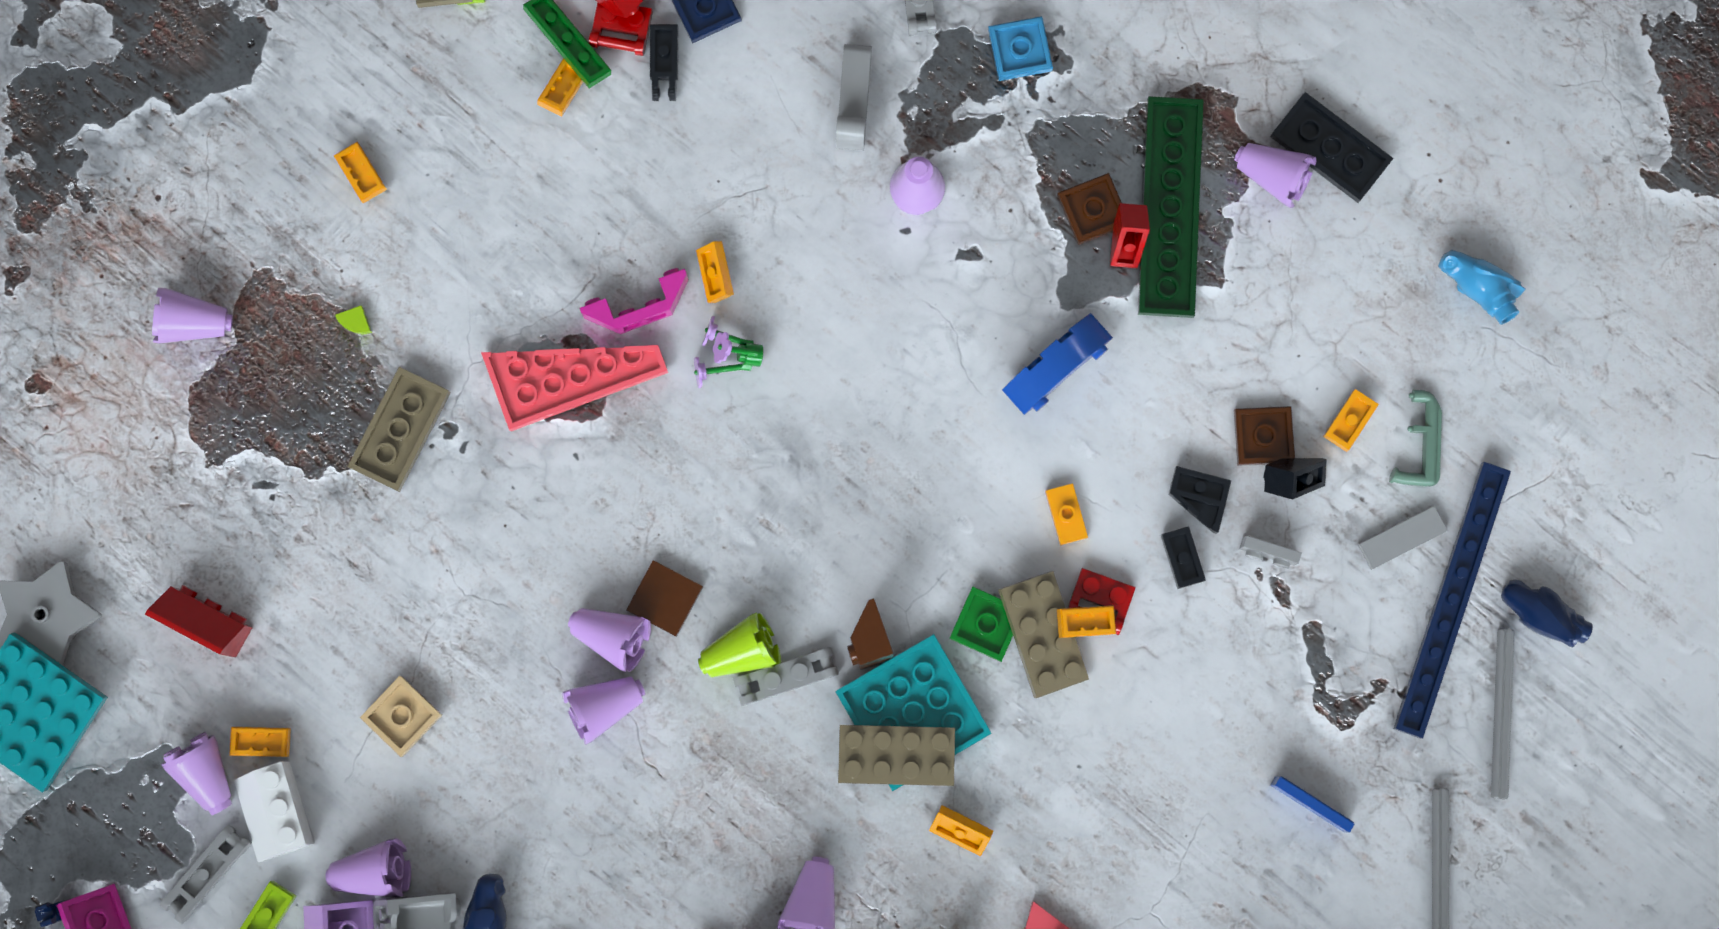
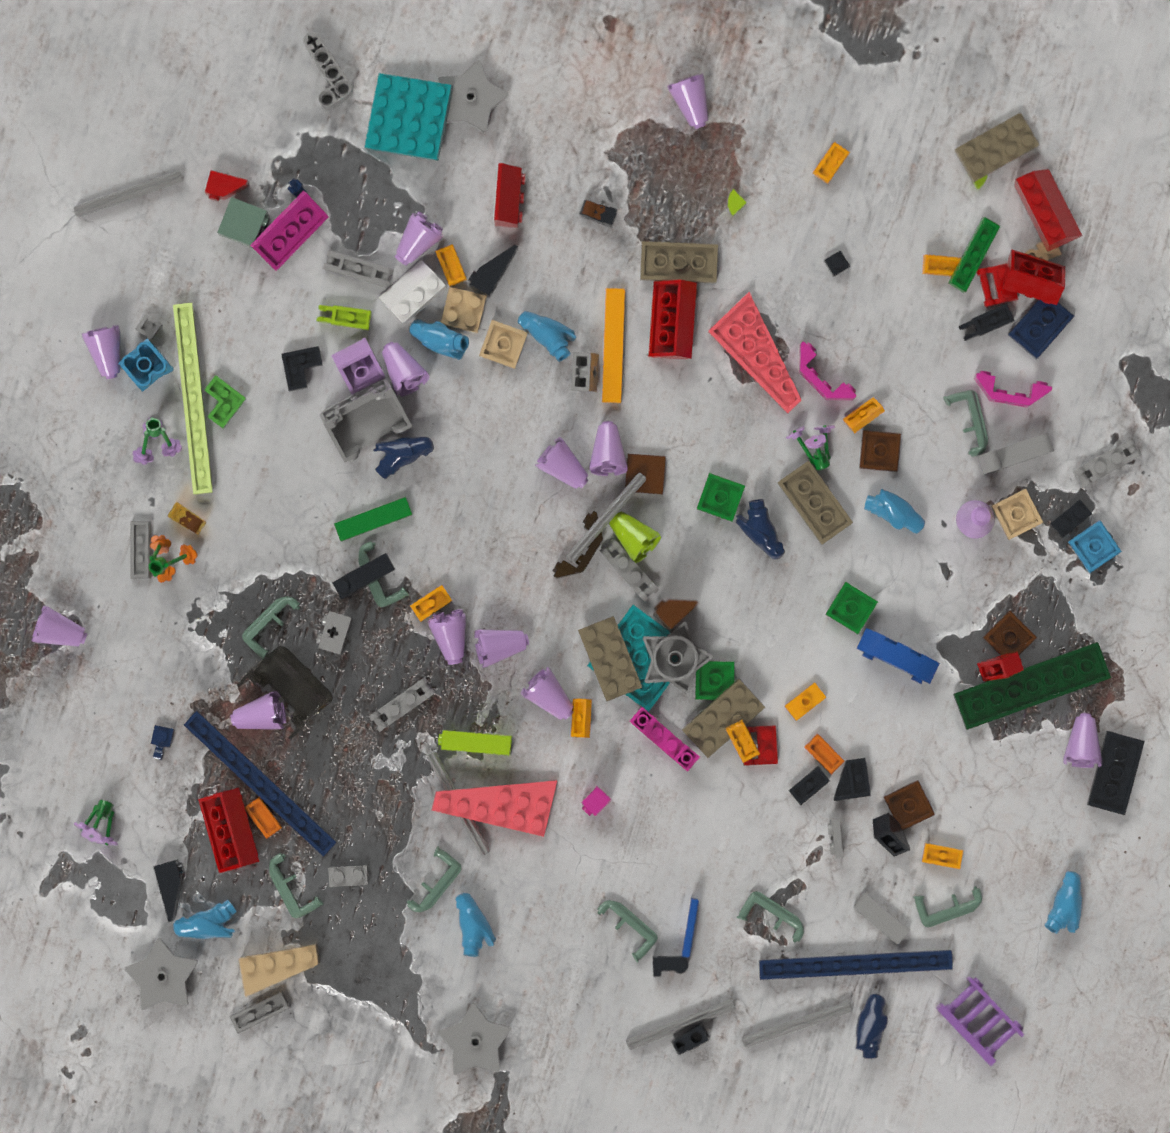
camera: 65 degrees right, 5 degrees up
(283, 508) = (598, 213): none -> leg
(295, 690) = (490, 274): none -> black slope
(329, 751) = (463, 310): none -> tan plate
(352, 801) = (440, 338): none -> dark azure animal
(414, 647) = (548, 333): none -> dark azure animal
(471, 566) = (613, 345): none -> light orange tile
(472, 470) = (672, 319): none -> red slope
(488, 620) = (585, 372): none -> light grey brick
(497, 222) = (837, 263): none -> black plate
(700, 677) = (606, 517): none -> light grey axle
(741, 509) = (720, 497): none -> green plate
(743, 94) = (986, 383): none -> dark pink slope
(746, 763) = (566, 569): none -> dark brown slope
(772, 272) = (879, 451): none -> reddish brown tile
(782, 128) = (976, 418): none -> sand green piece
(803, 386) = (815, 502): none -> dark tan plate
(808, 473) = (760, 529): none -> dark blue animal
(861, 285) = (895, 511): none -> dark azure animal
(910, 862) = (548, 694): none -> lavender cone
(934, 129) = (1017, 514): none -> tan plate
(939, 643) = (680, 644): none -> light grey plate
(966, 398) = (851, 608): none -> green plate
(970, 64) = (1070, 518): none -> black plate
(1039, 727) = (664, 739): none -> dark pink slope
(1085, 860) = (595, 801): none -> dark pink slope
(1148, 519) = (824, 754): none -> orange tile
(1273, 878) = (628, 917): none -> sand green piece
(1334, 674) = (775, 909): none -> sand green piece
(1351, 854) = (669, 963): none -> black leg
(1468, 869) = (690, 1039): none -> black leg
(1616, 482) = (975, 1038): none -> medium lavender fence

